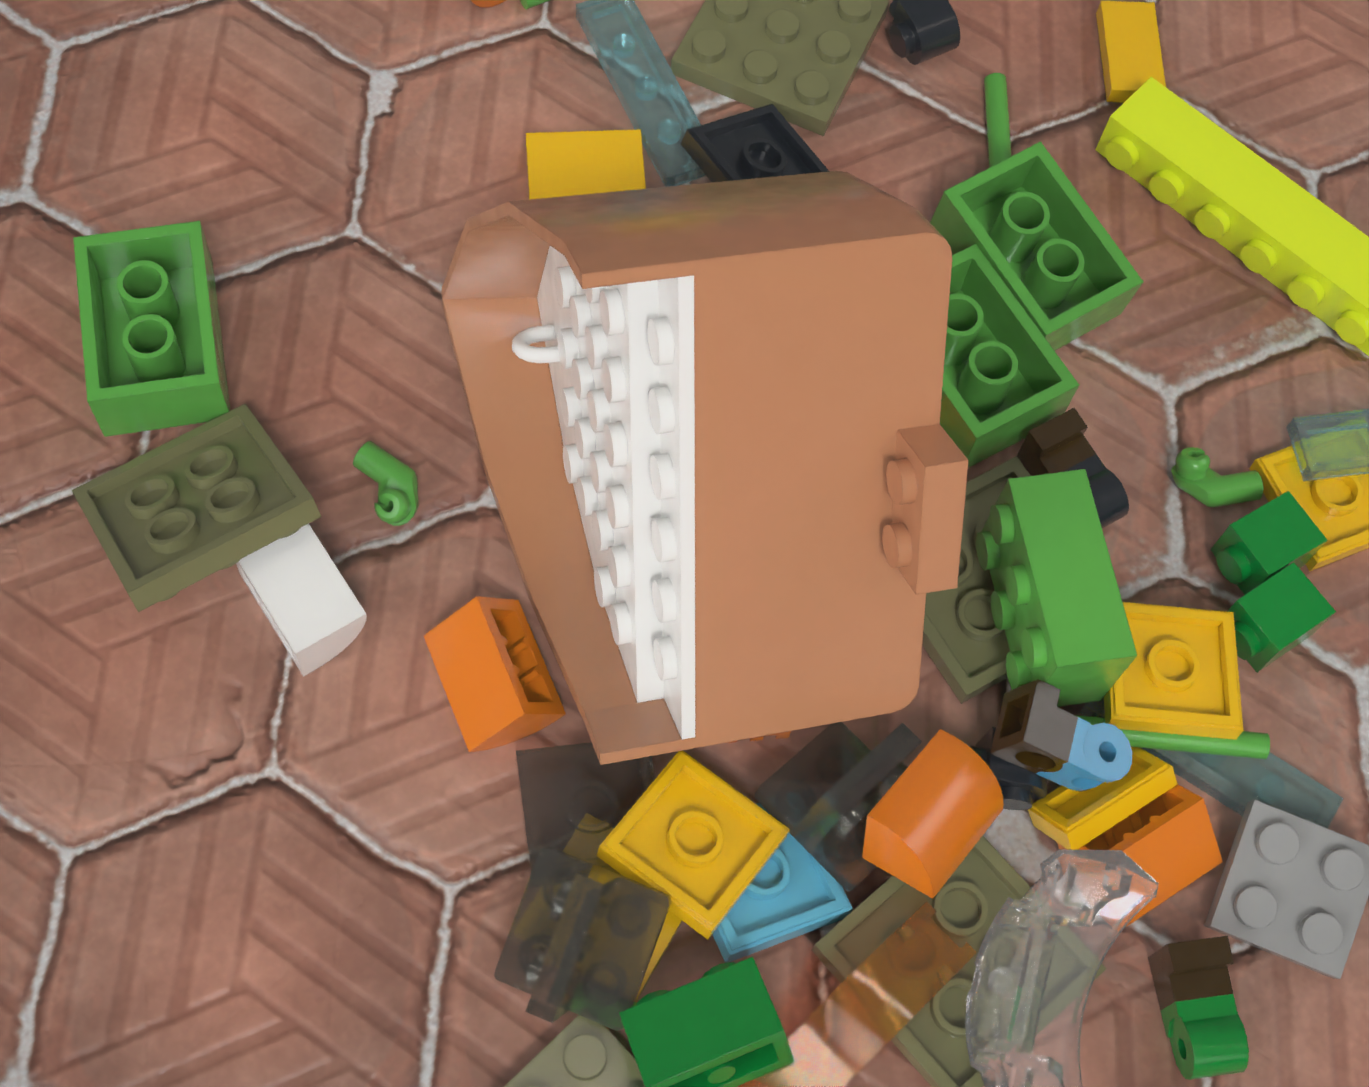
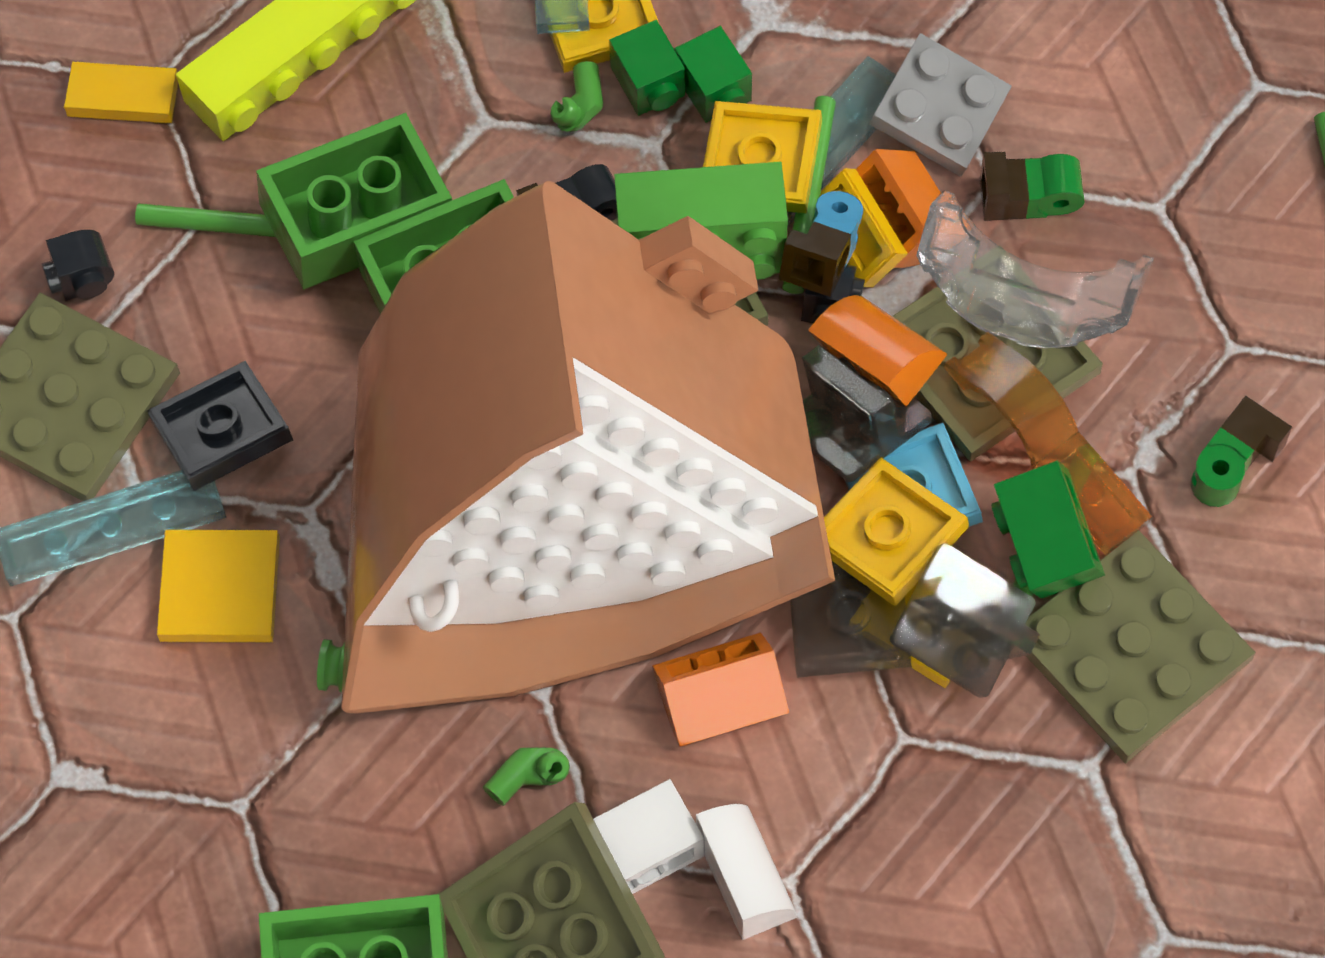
camera: 75 degrees left, 0 degrees up
(272, 709) = (744, 869): none -> white brick

